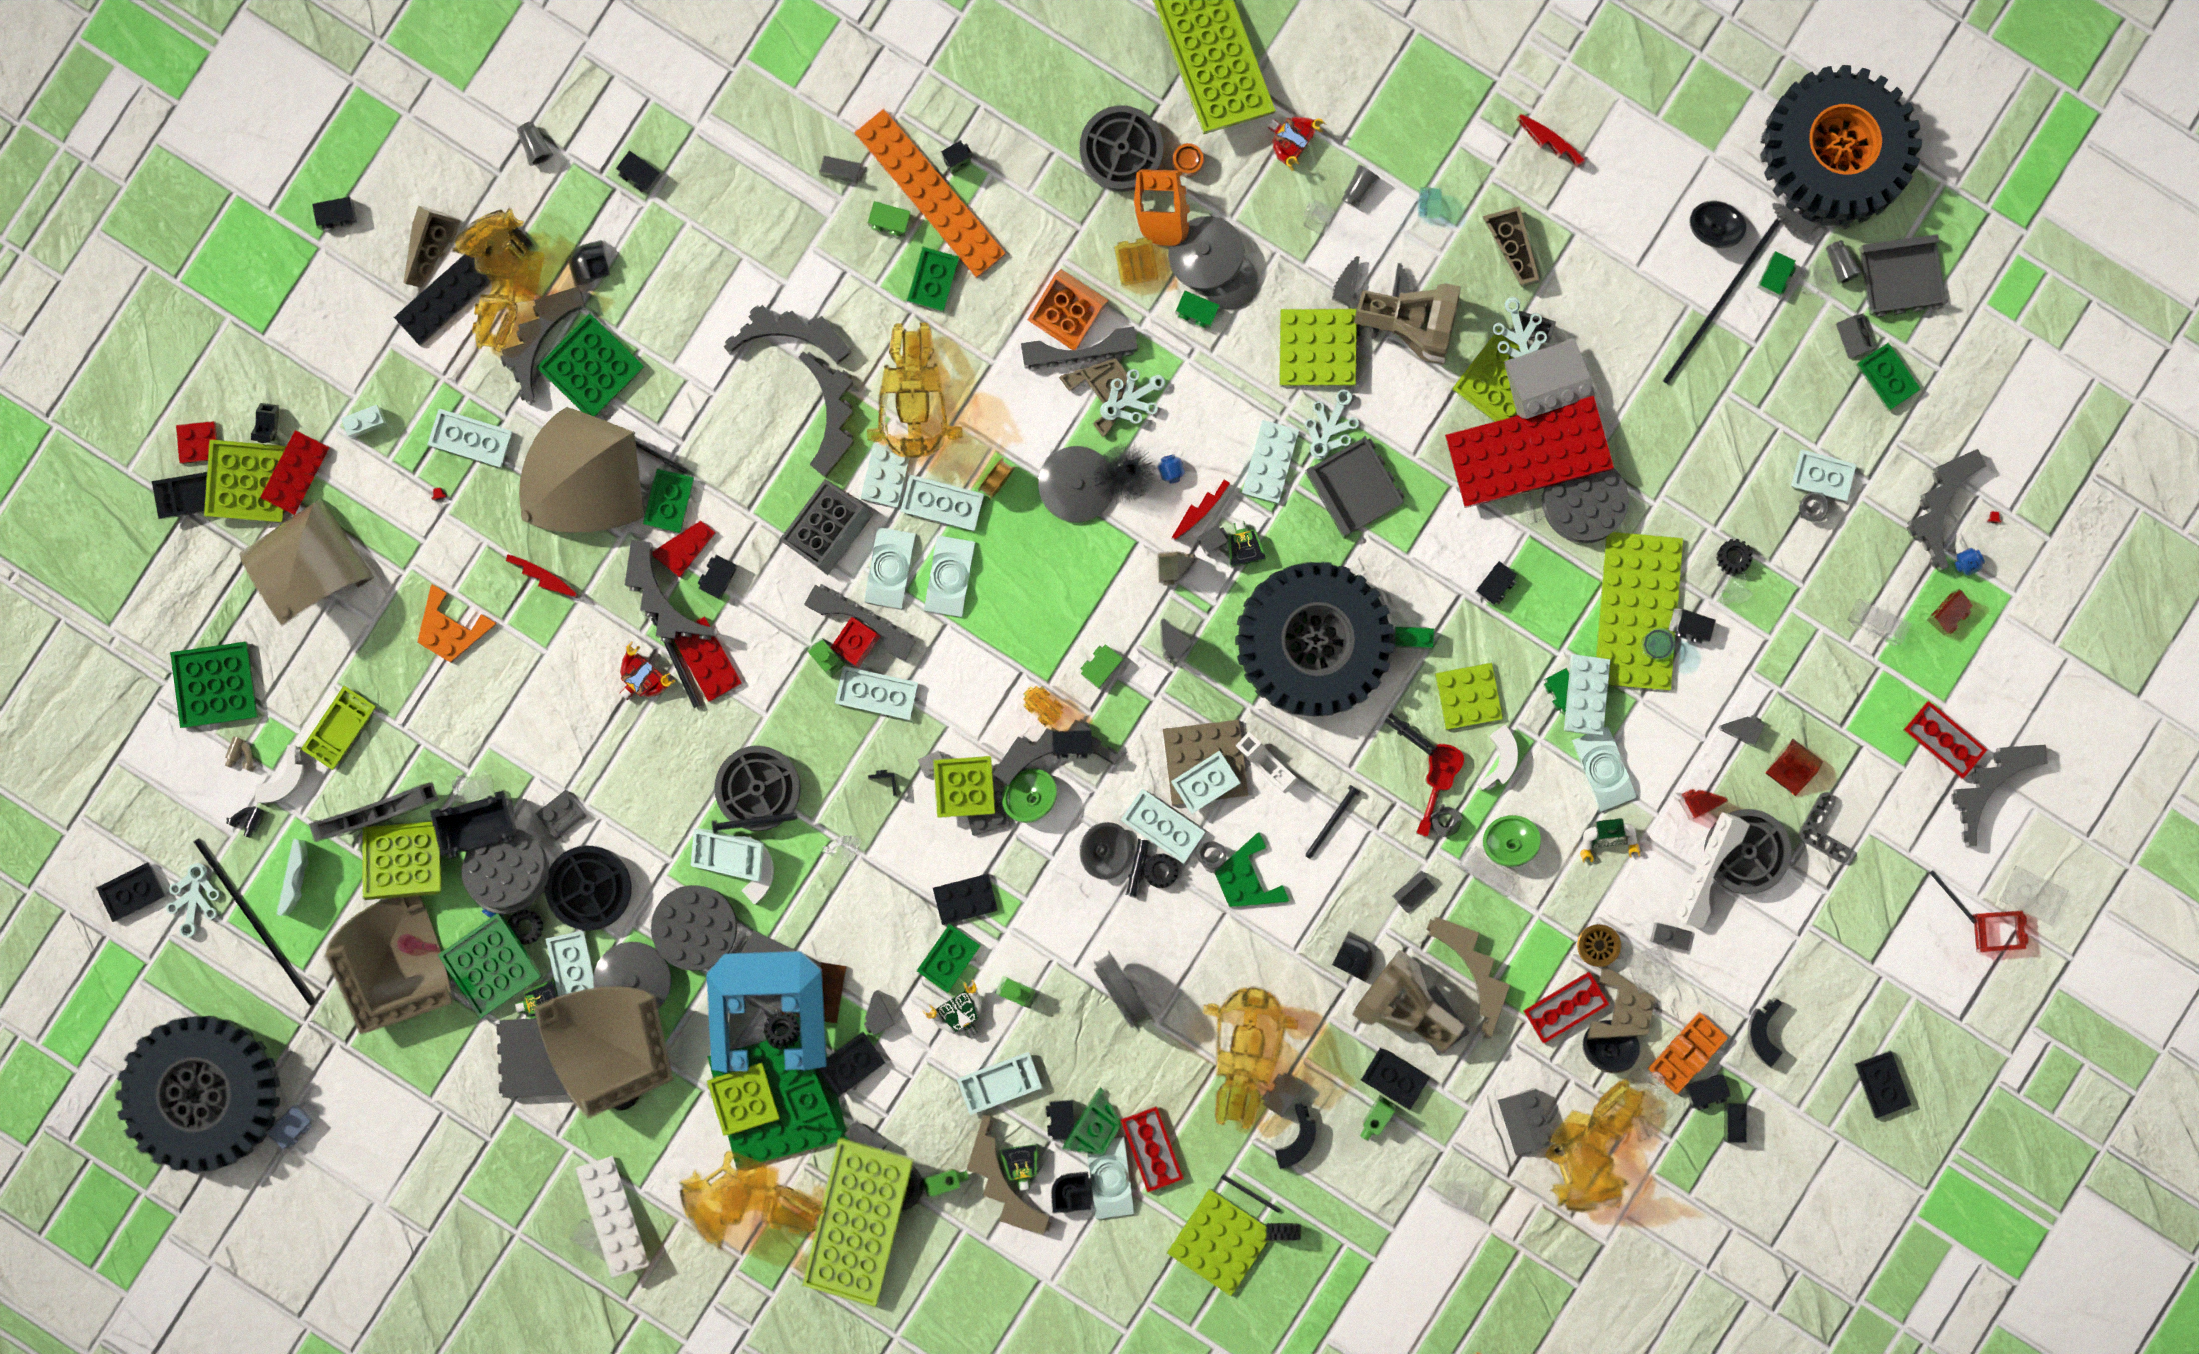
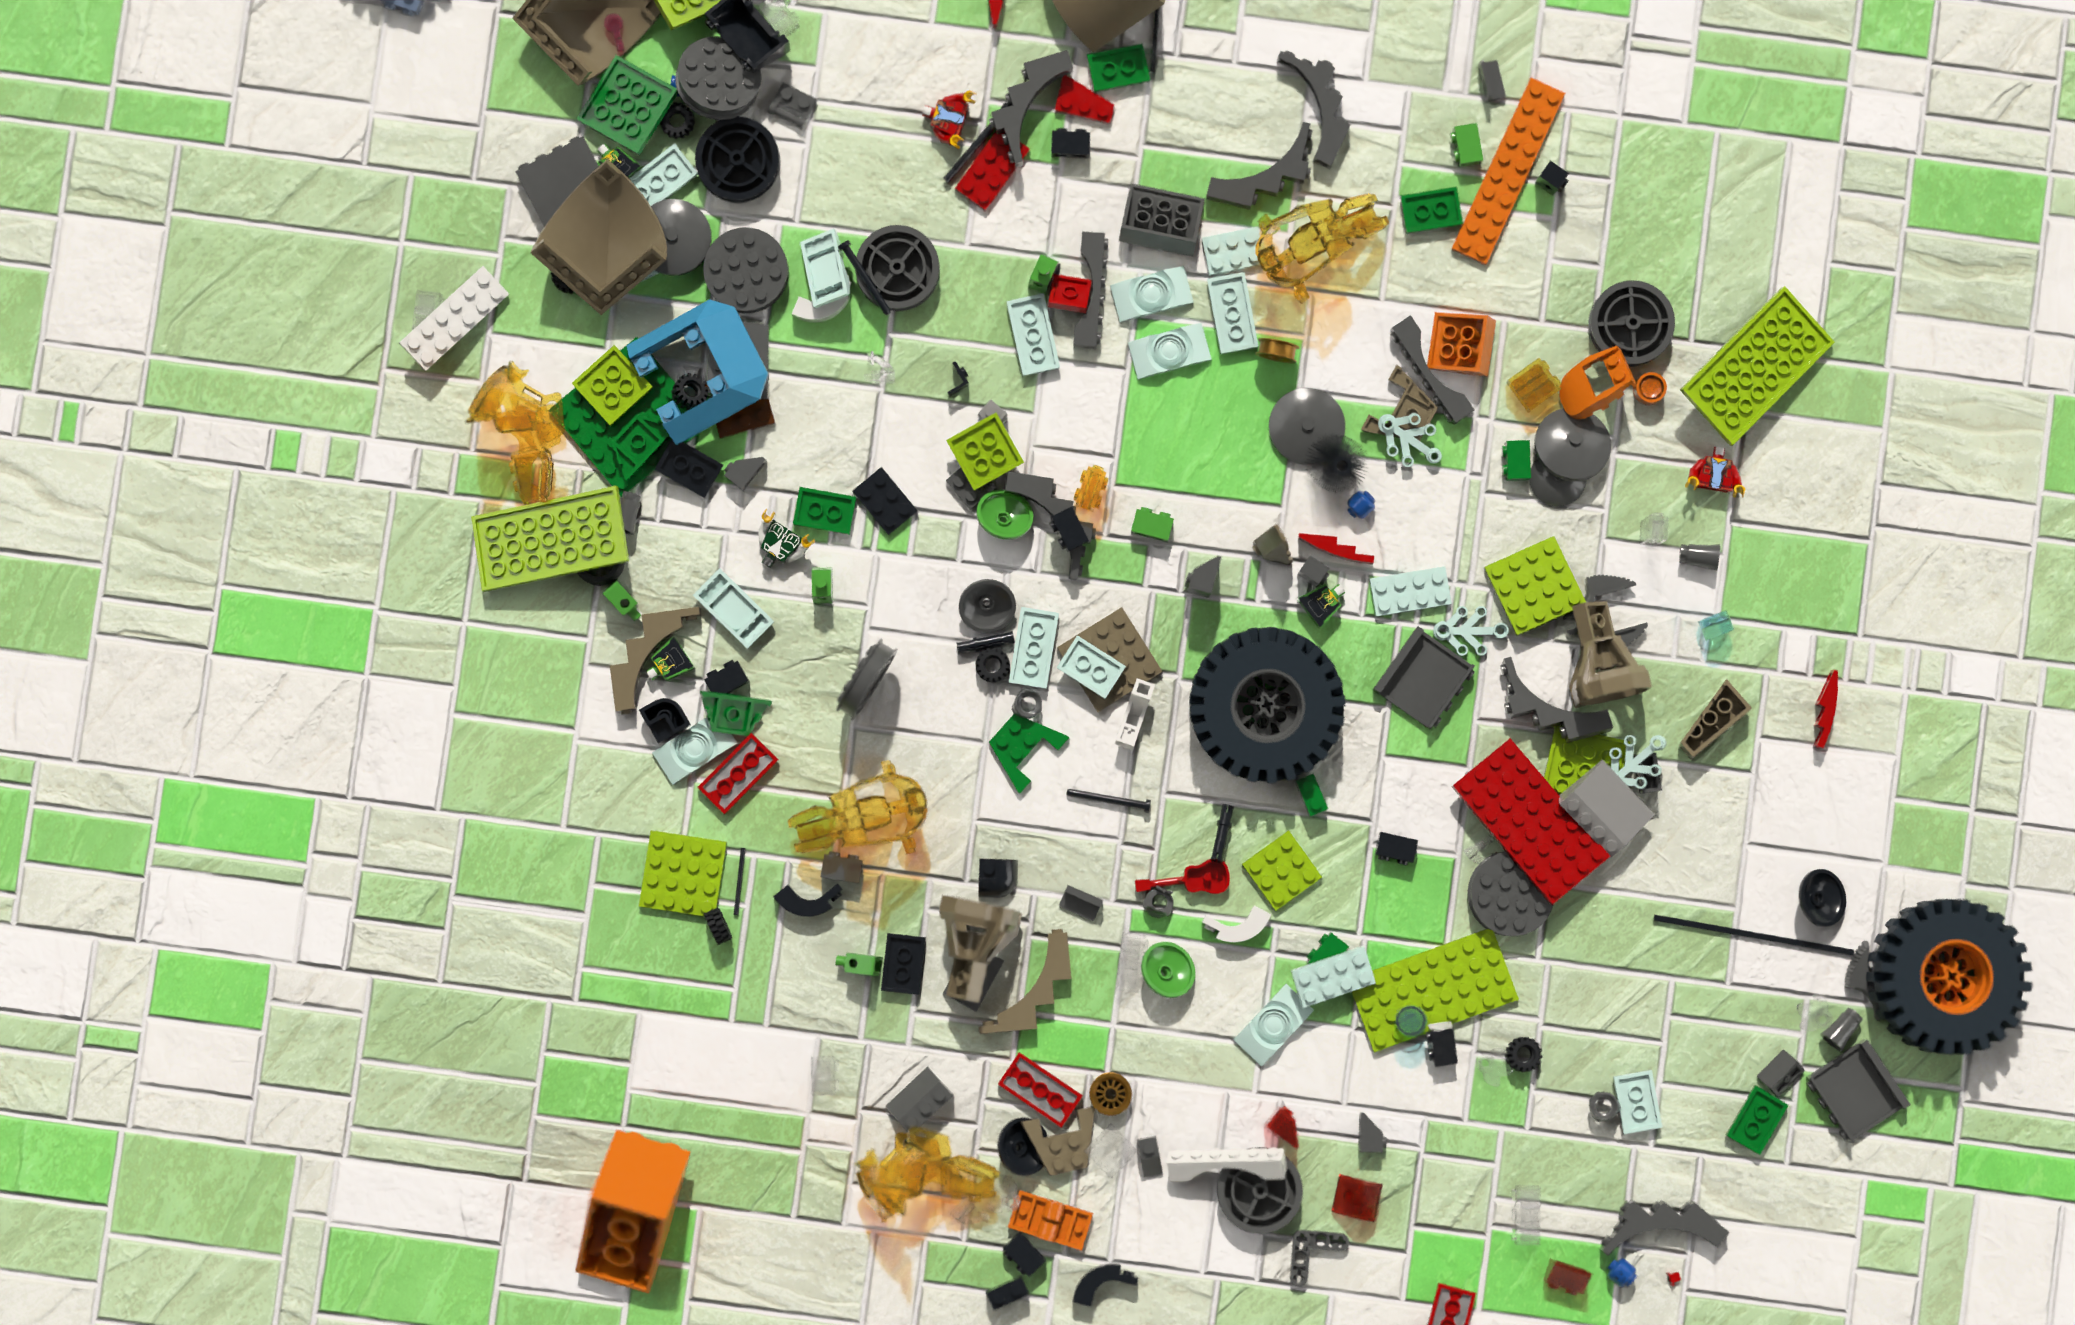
camera: 70 degrees right, 0 degrees up
(1460, 372) = (1573, 724): none -> dark grey arch
(1607, 834) = (1216, 1056): torso -> none
(1776, 274) = (1801, 973): green brick -> none

